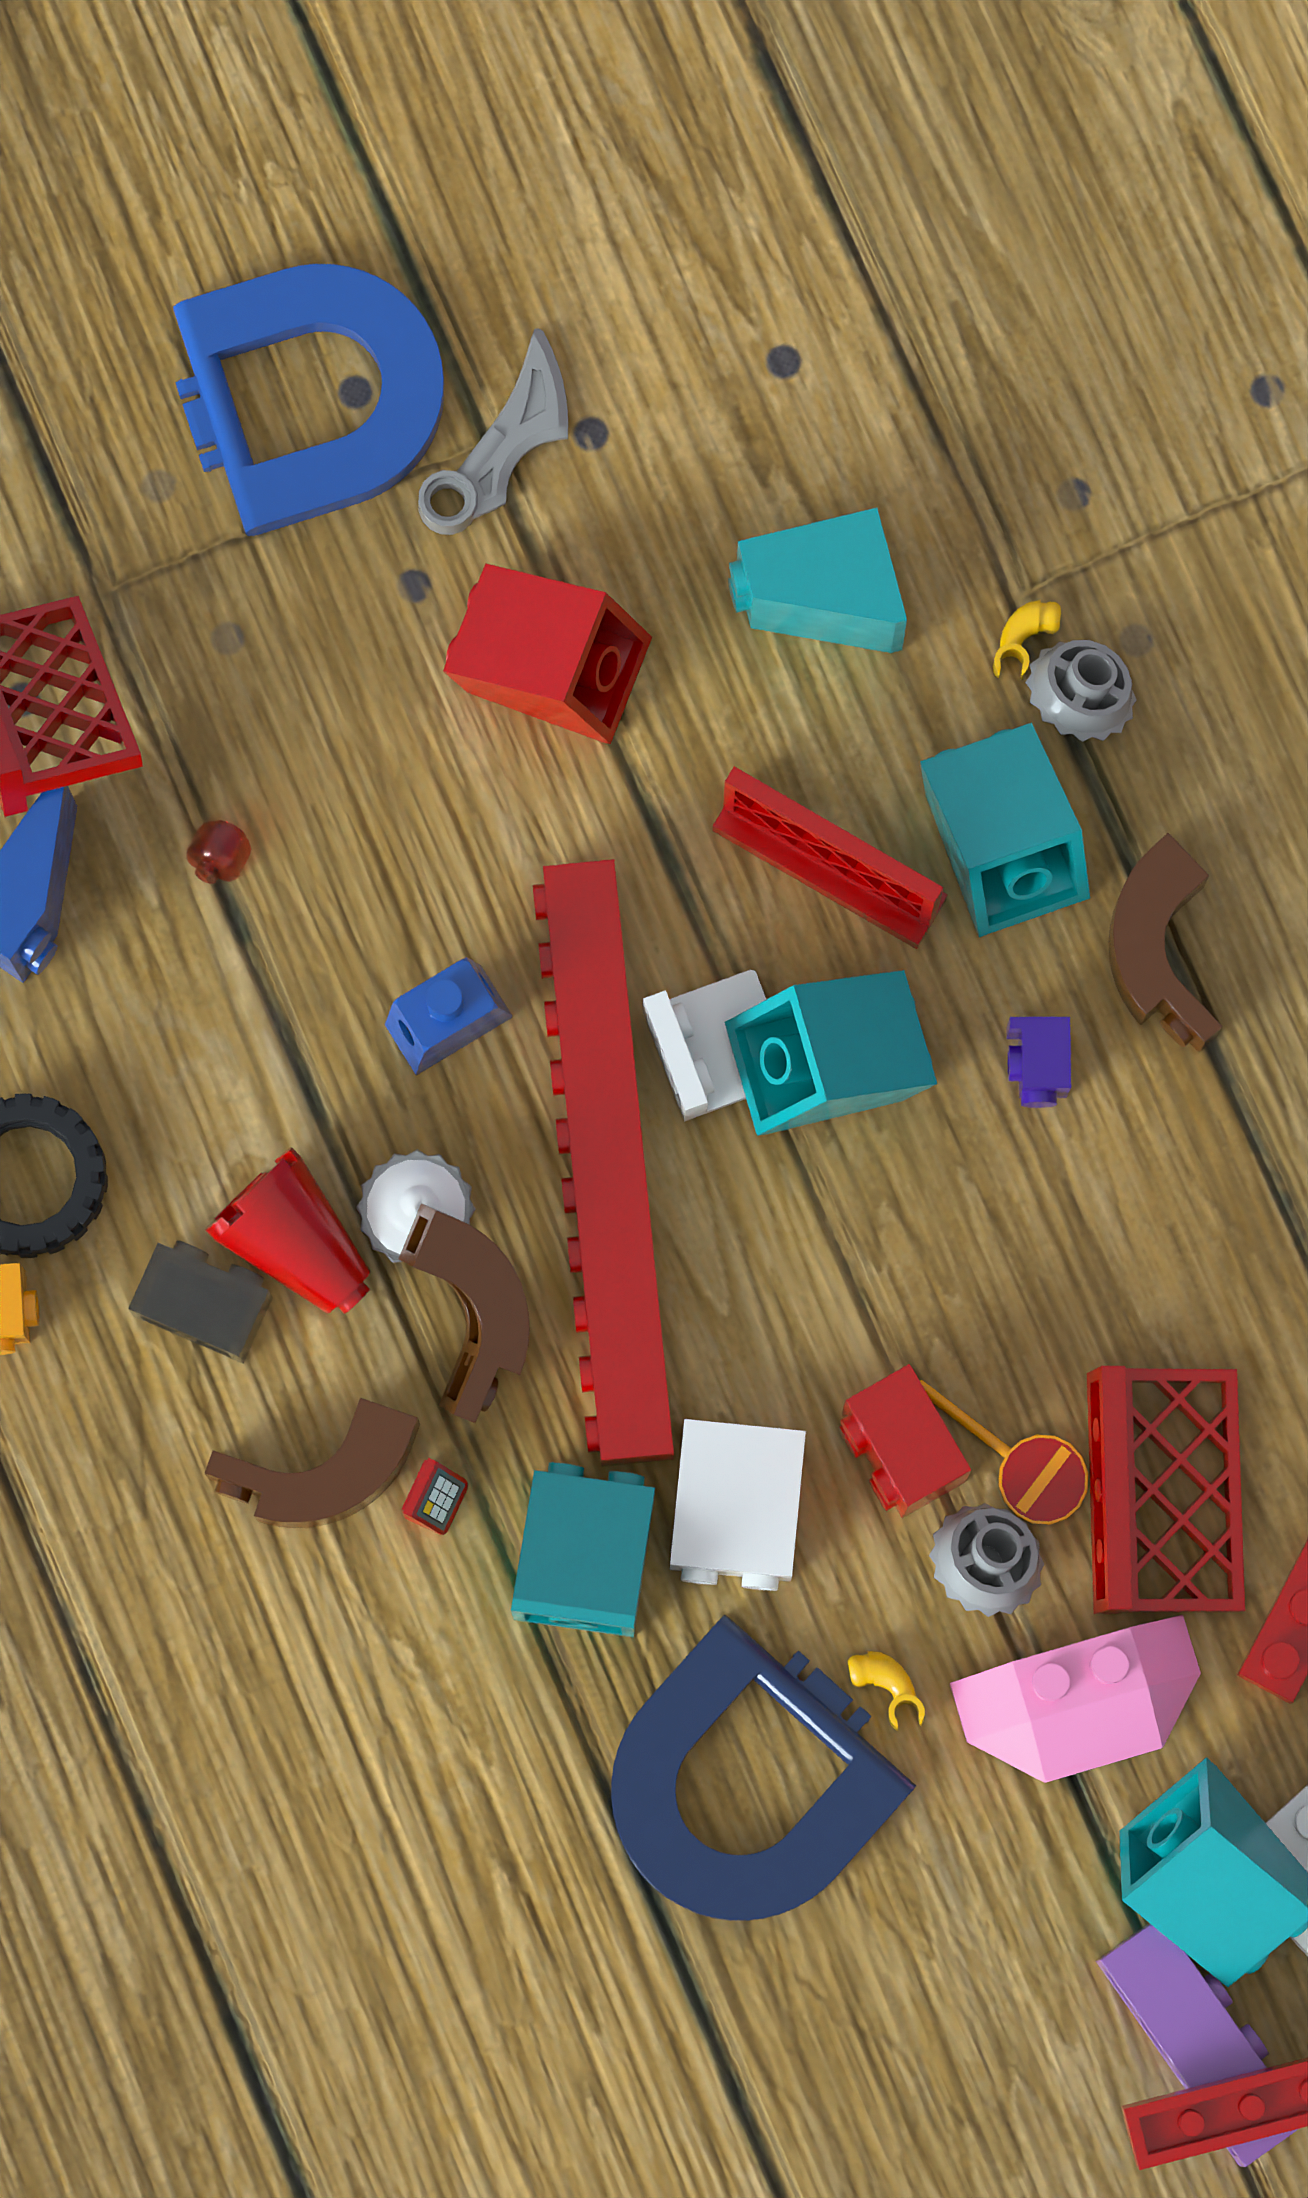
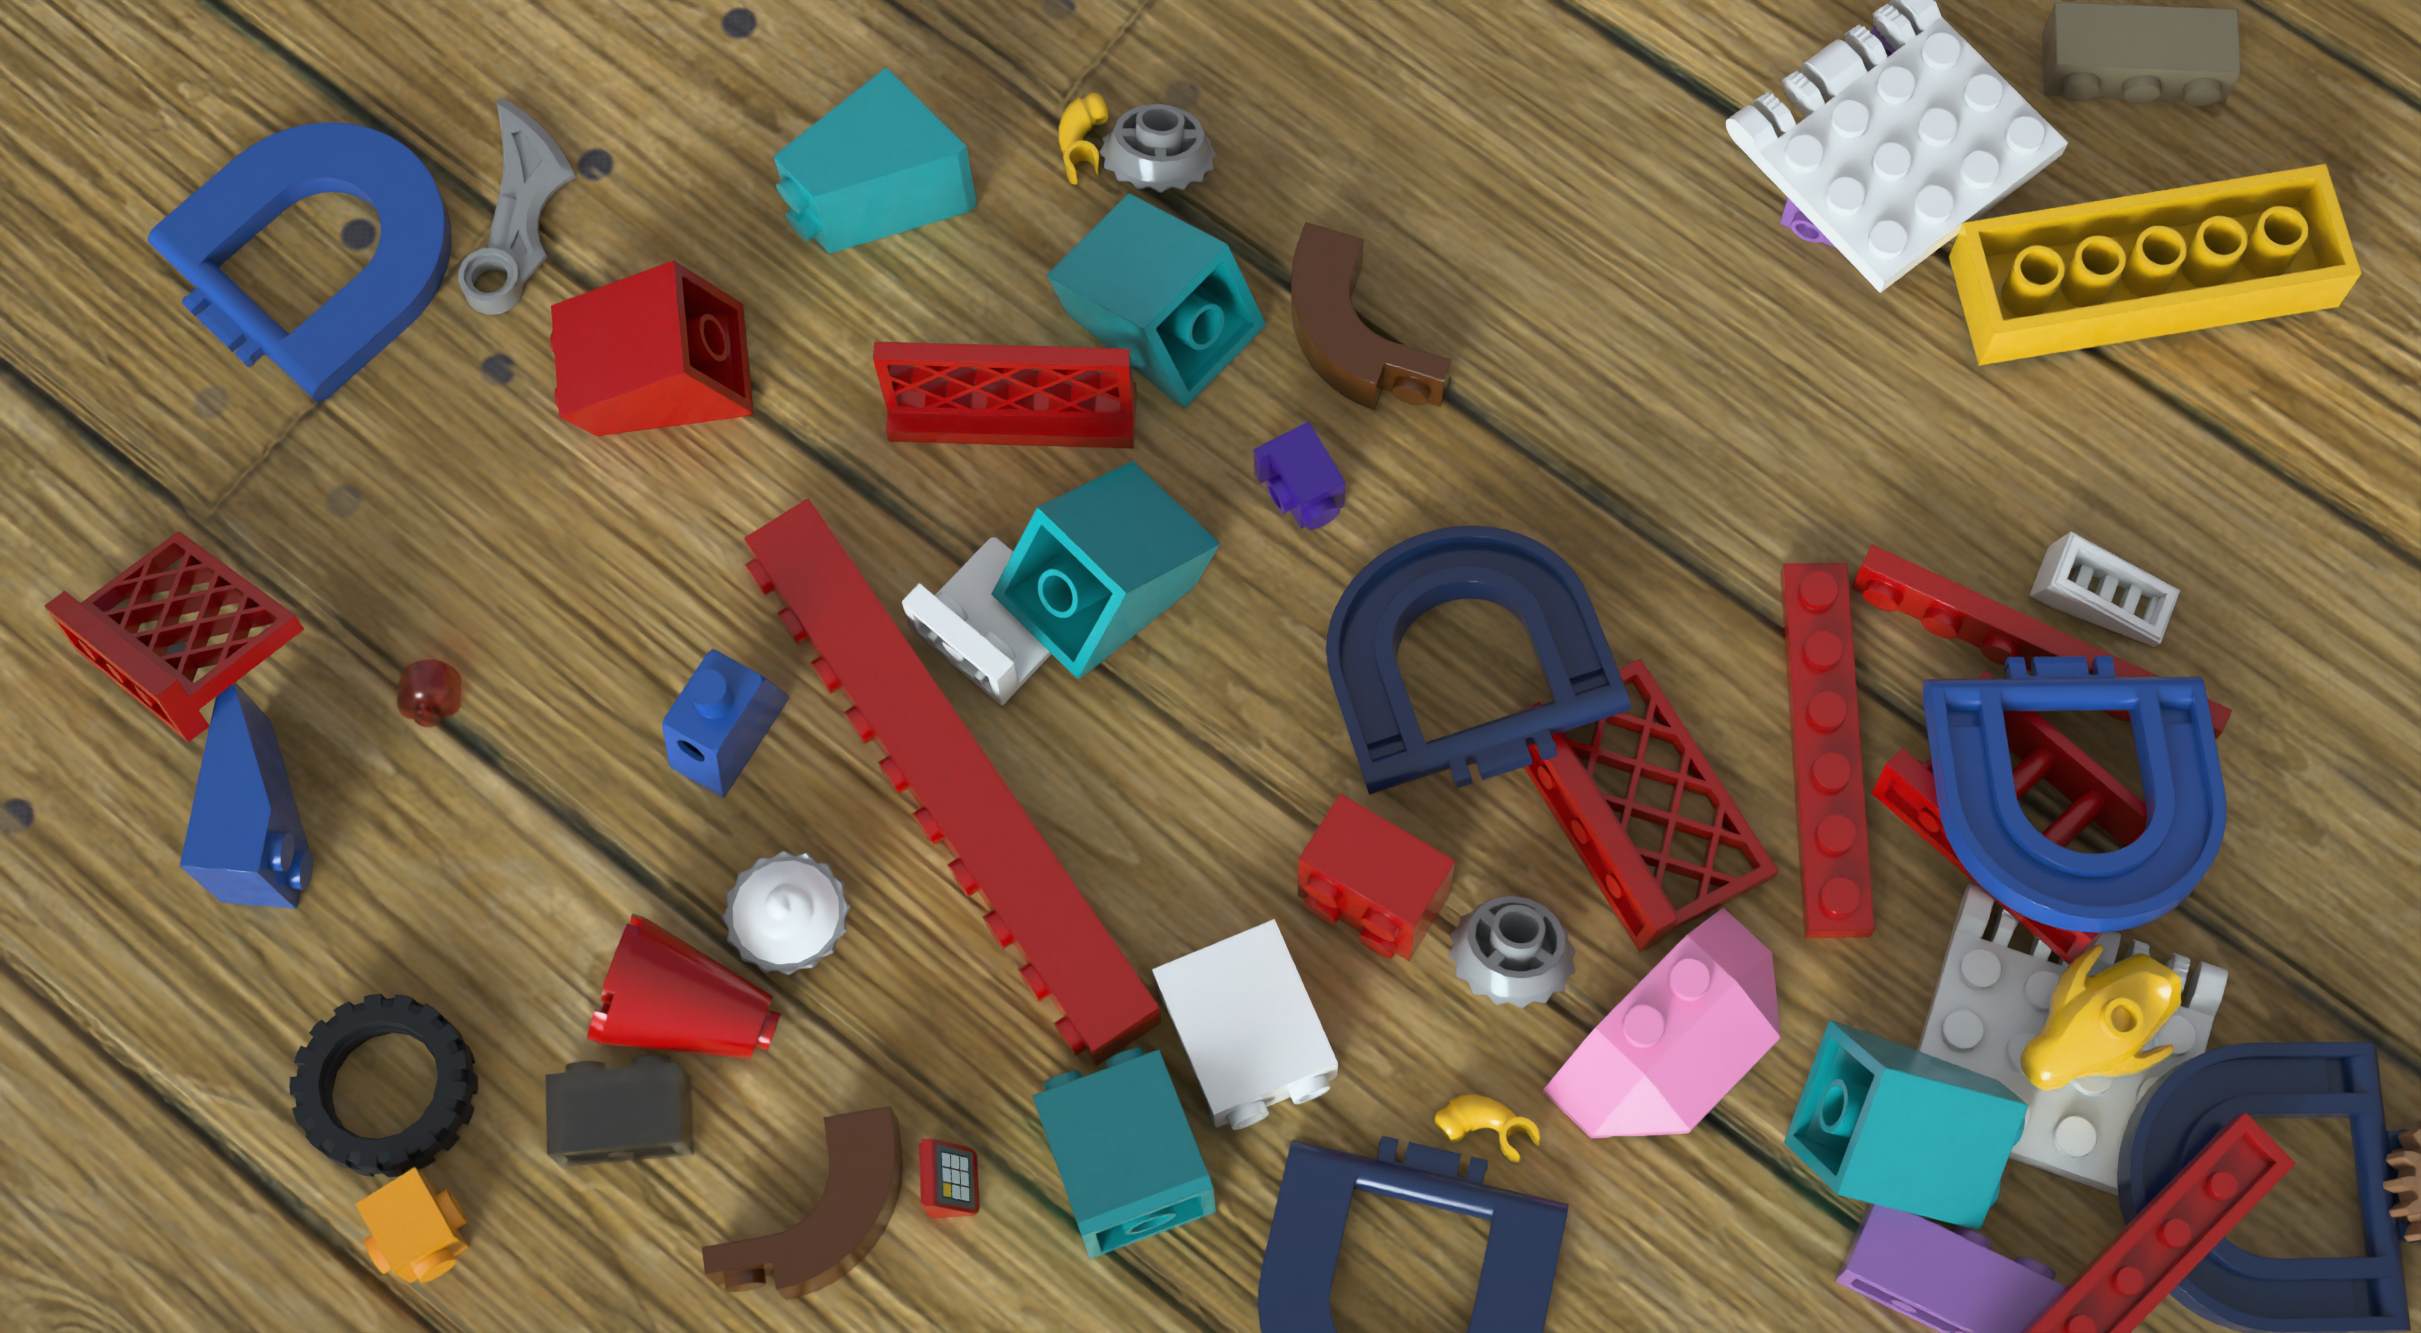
camera: 25 degrees left, 10 degrees down
(491, 1302) = (901, 954): reddish brown arch -> none
(1039, 1476) = (1514, 852): piece -> none
(1070, 1200) = (1454, 566): none -> dark blue piece

